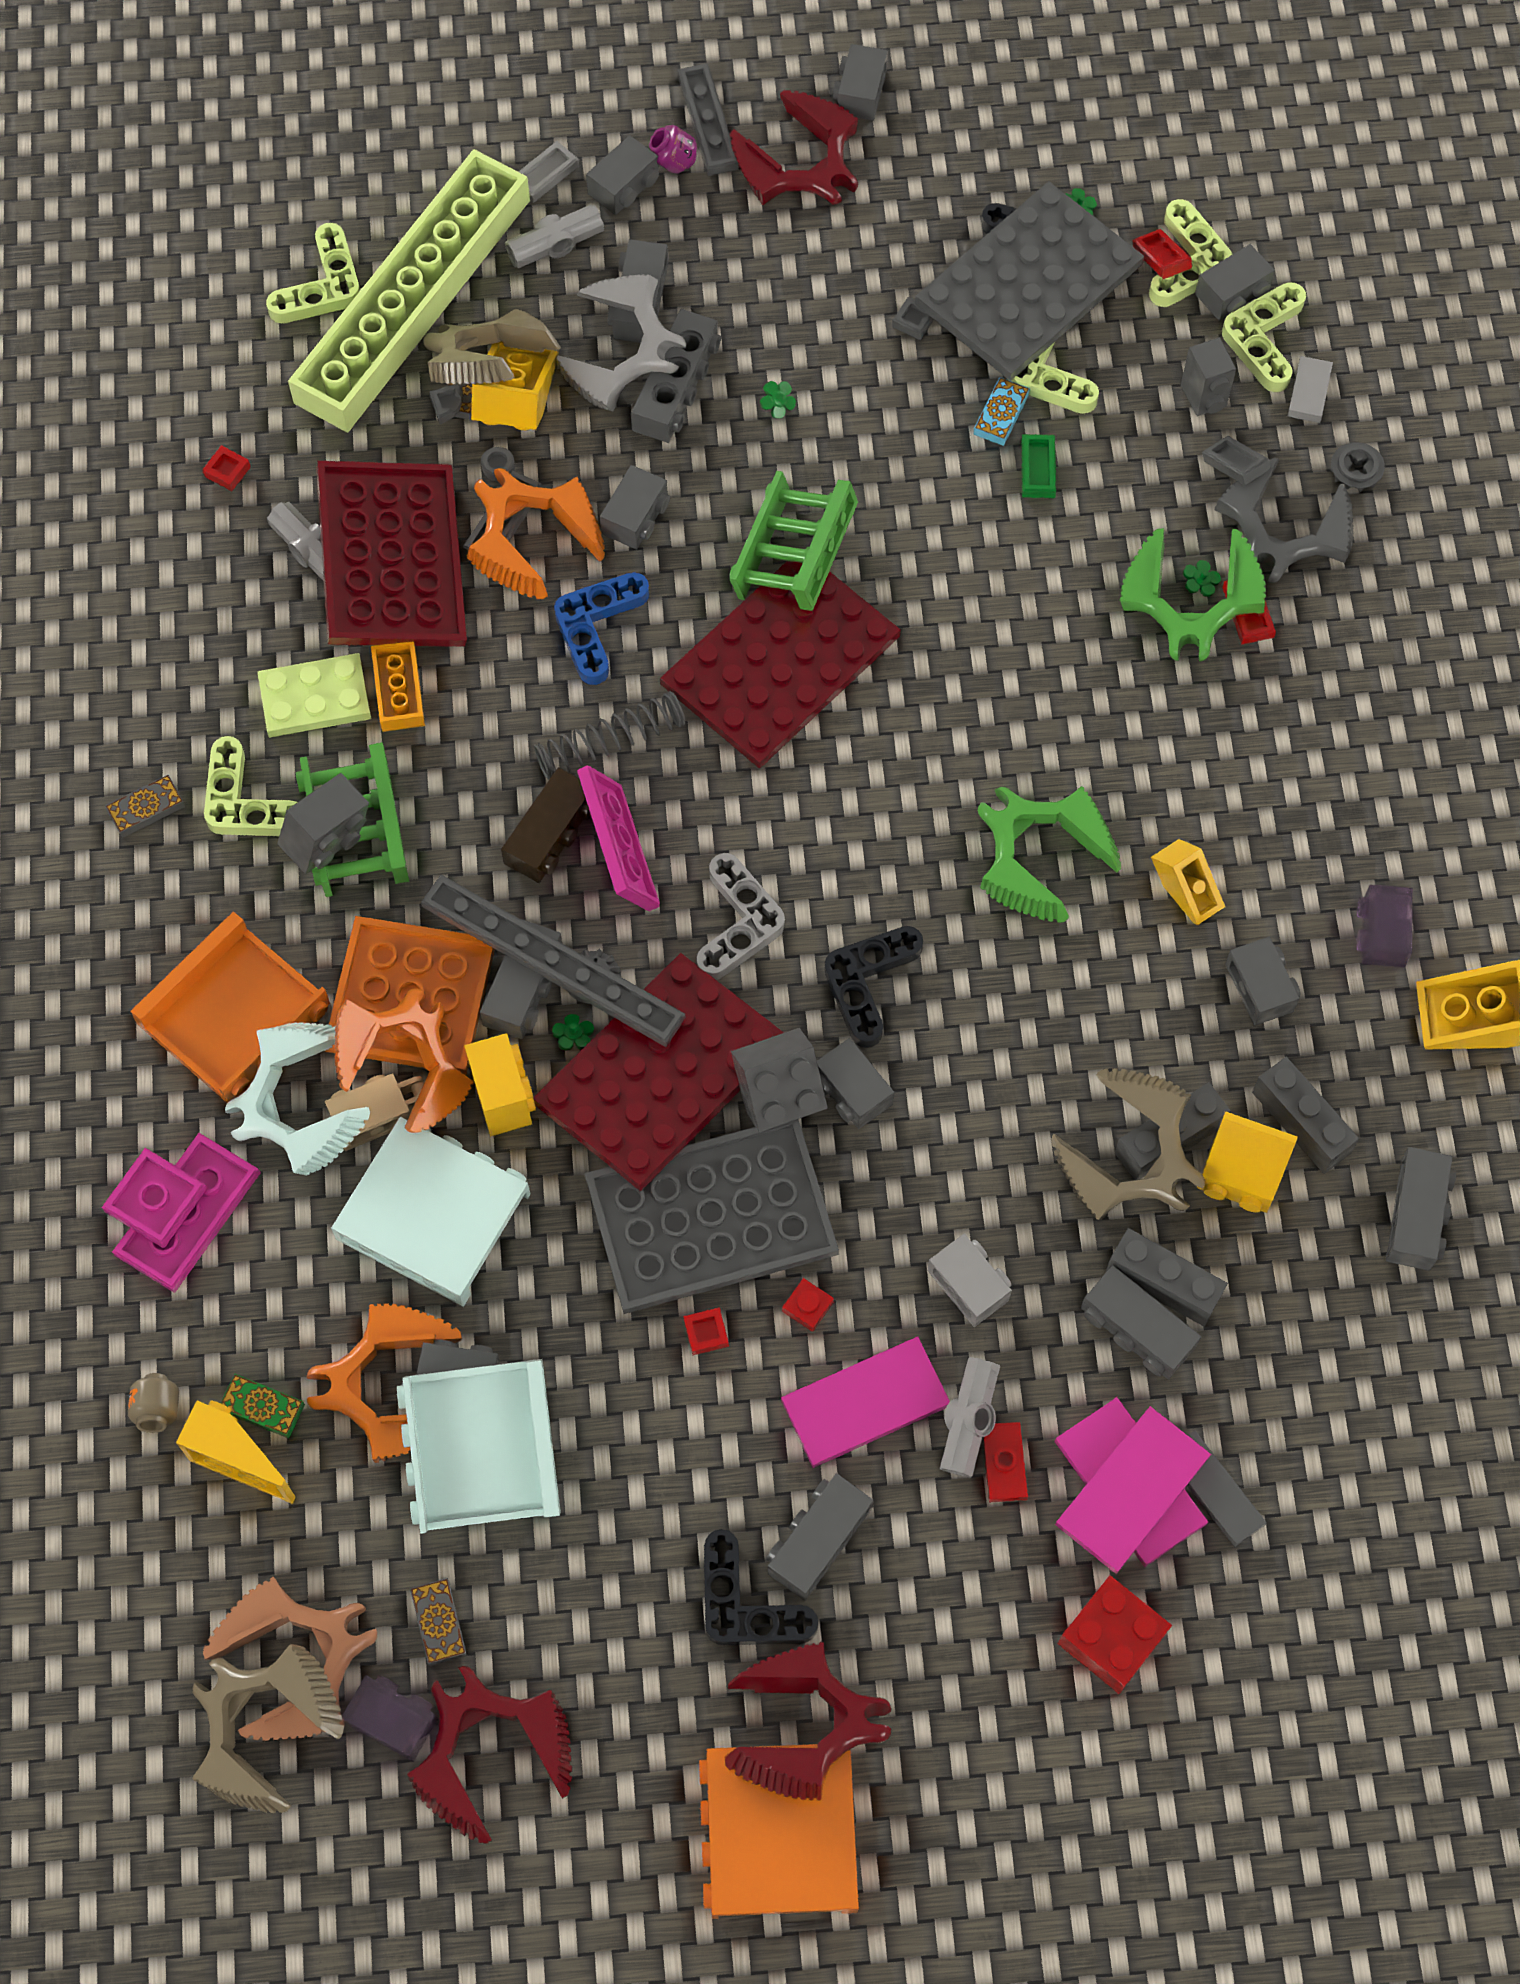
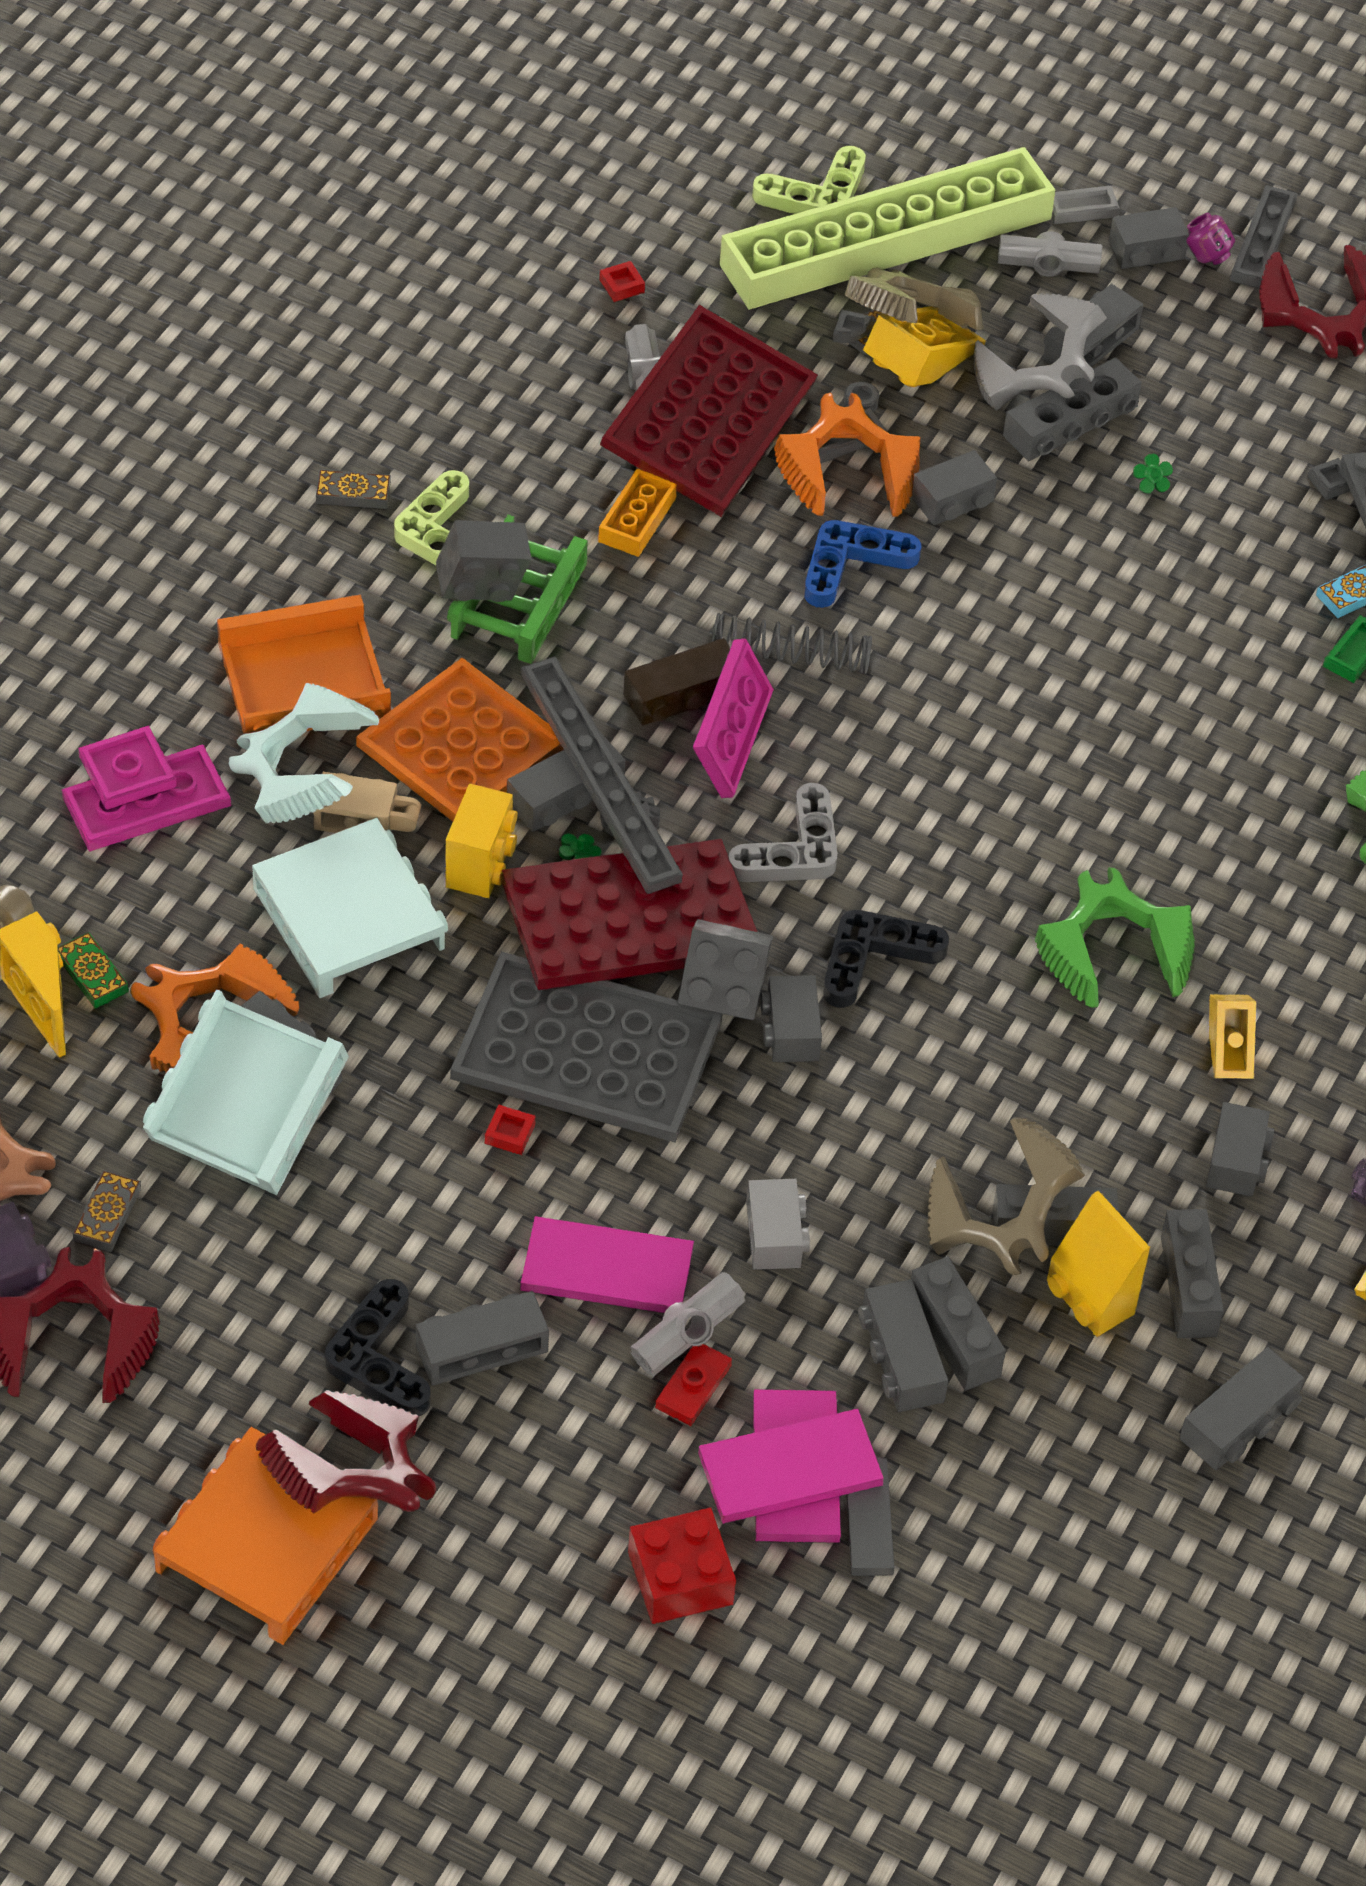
camera: 30 degrees right, 15 degrees down
(314, 695) = (561, 484): yellowish green plate -> none
(444, 1085) = (388, 717): orange piece -> none
(777, 664) = (995, 670): dark red plate -> none
(808, 1304) = (617, 1164): red plate -> none
(816, 559) = (1081, 604): bright green fence -> none

